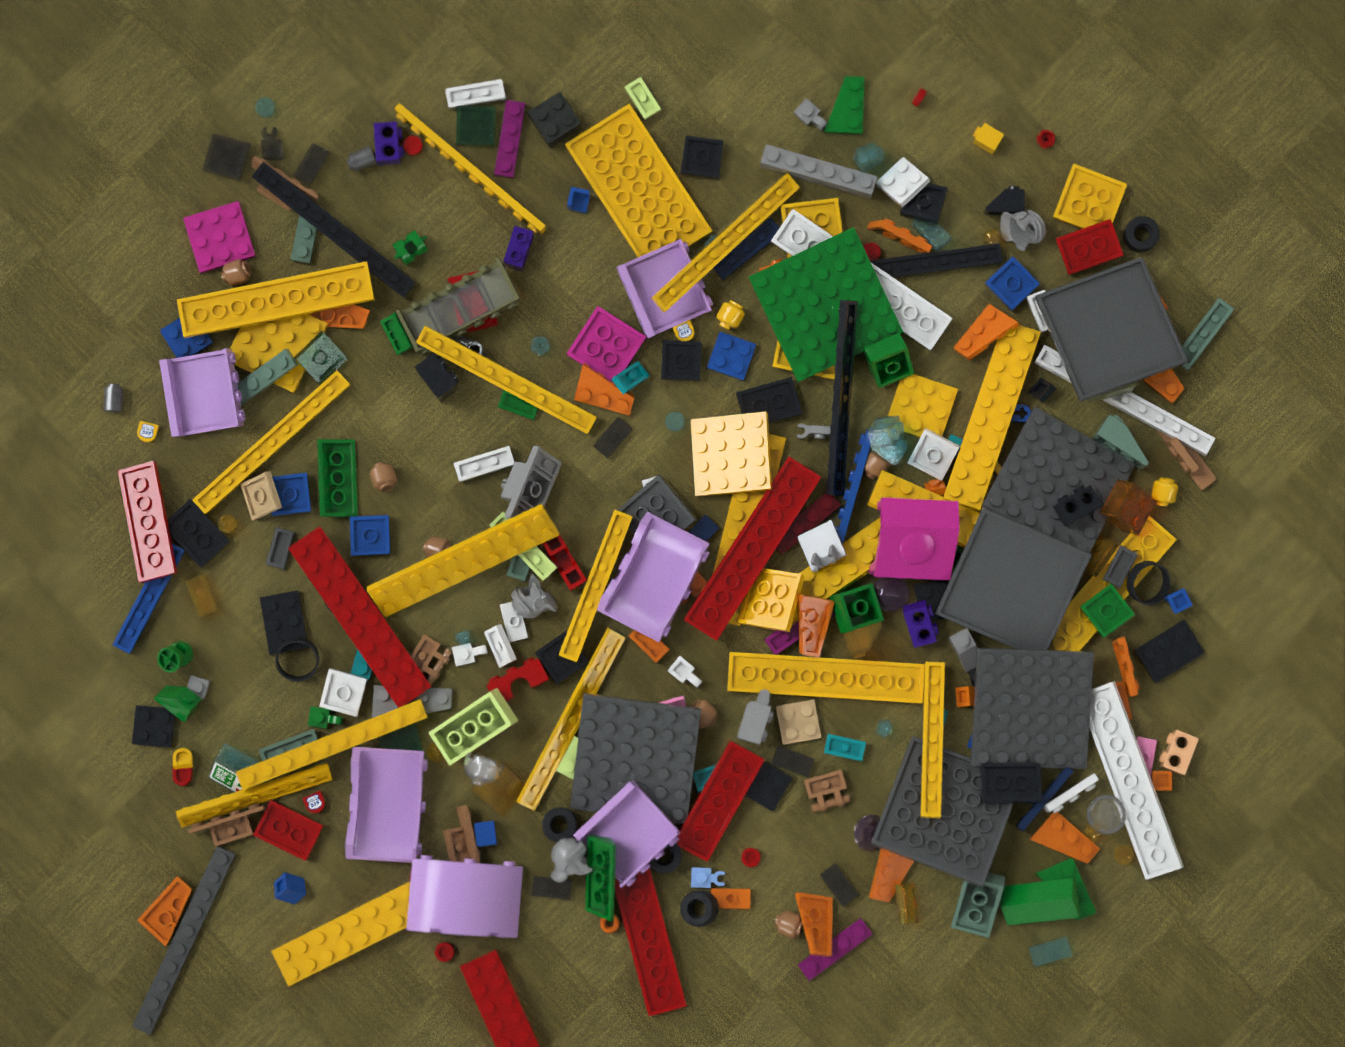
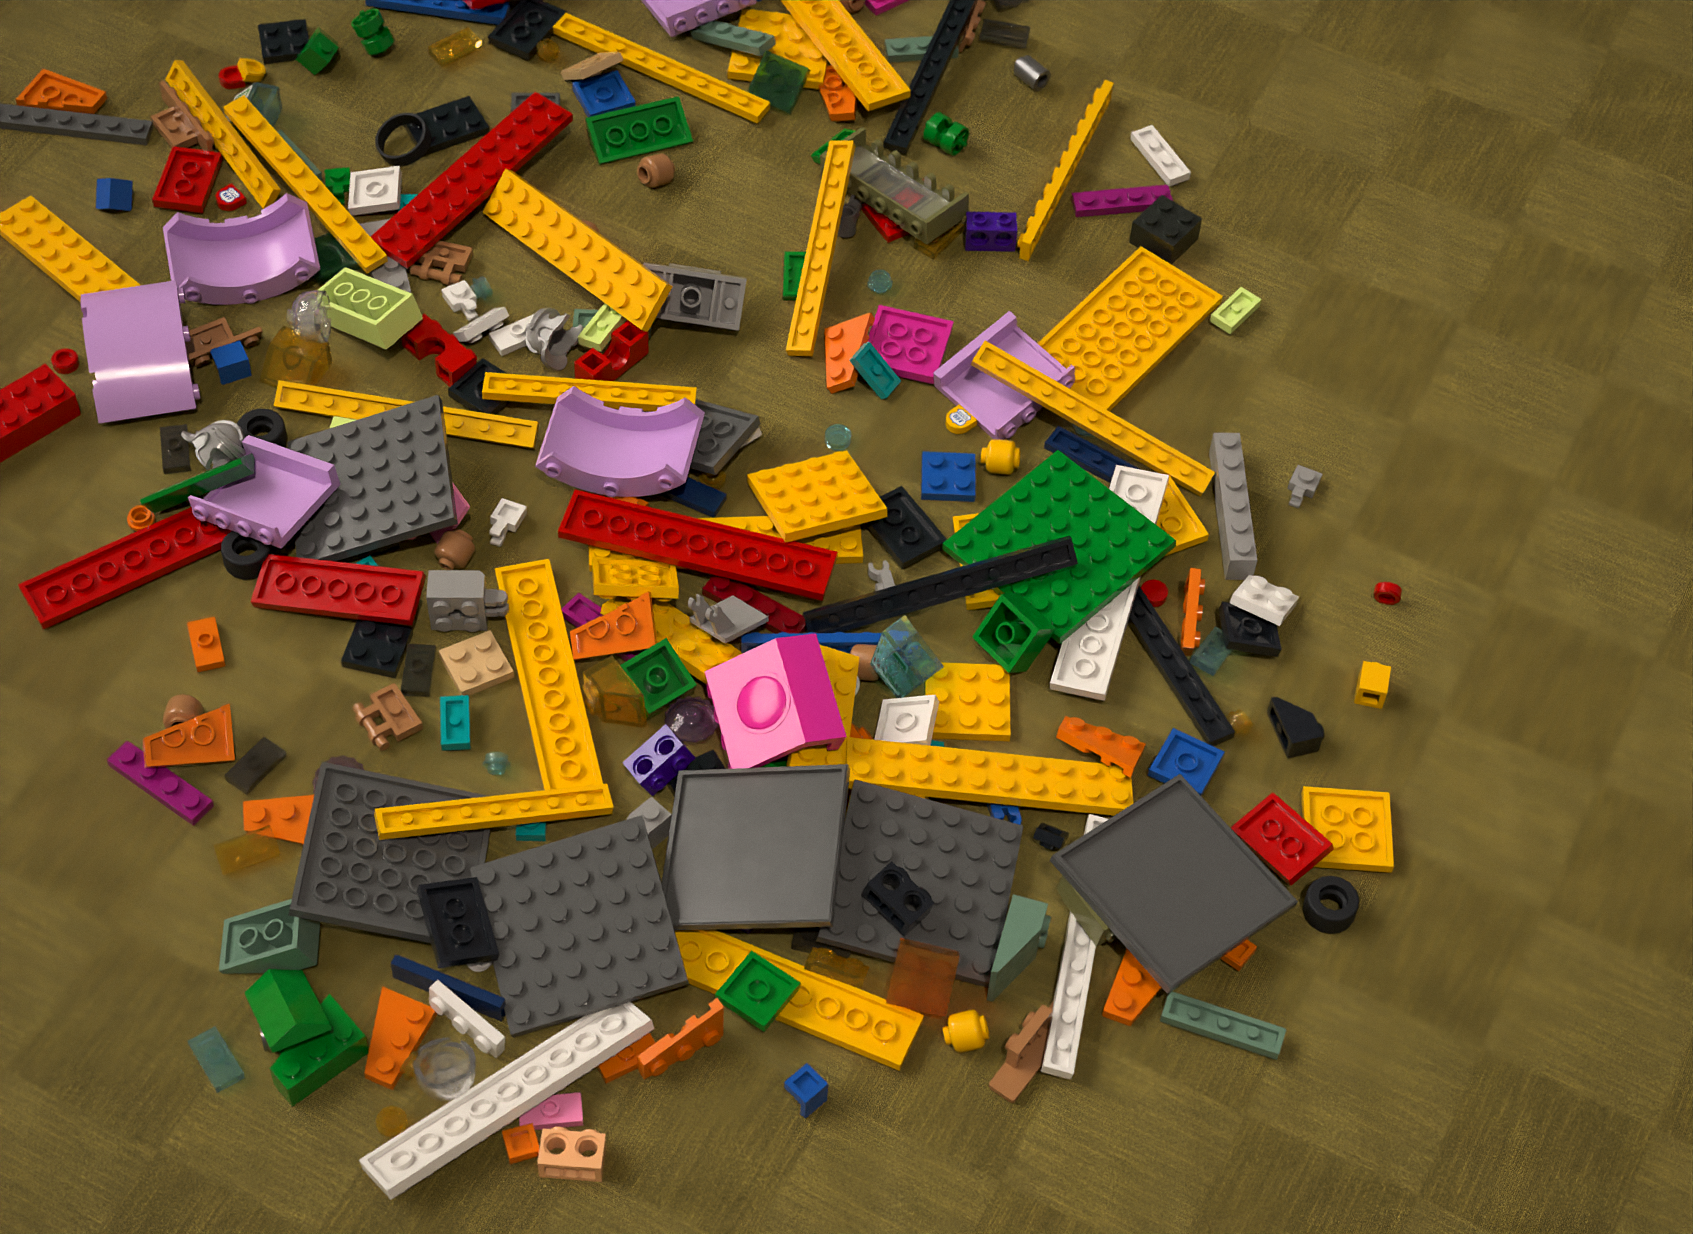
camera: 70 degrees right, 30 degrees down
(198, 686) = (343, 68): light grey plate -> none
(370, 535) = (579, 175): blue plate -> none
(383, 143) = (1061, 89): dark purple brick -> none
(412, 145) = (1070, 116): red tile -> none
(437, 378) = (796, 185): black brick -> none
(475, 126) = (1121, 164): clear green plate -> none
(484, 463) = (704, 254): white plate -> none
(578, 200) = (1077, 274): blue panel -> none
(612, 437) = (791, 379): clear smoke plate -> none
(652, 648) = (529, 478): orange plate -> none
(681, 360) = (919, 423): black plate -> none
(687, 908) = (182, 605): black tyre -> none
(702, 157) = (1191, 385): black plate -> none
(702, 877) = (228, 609): light blue plate -> none
(750, 857) = (270, 654): red tile -> none
(848, 108) = (1333, 524): green wing -> none
(868, 156) = (1278, 550): clear light blue slope -> none
(1022, 228) = (1270, 752): light grey helmet -> none
(1046, 134) = (1410, 750): red plate -> none
(1120, 566) = (830, 995): dark grey tile -> none
(1164, 588) = (788, 1038): black tyre -> none
(1169, 651) = (726, 1106): black plate -> none

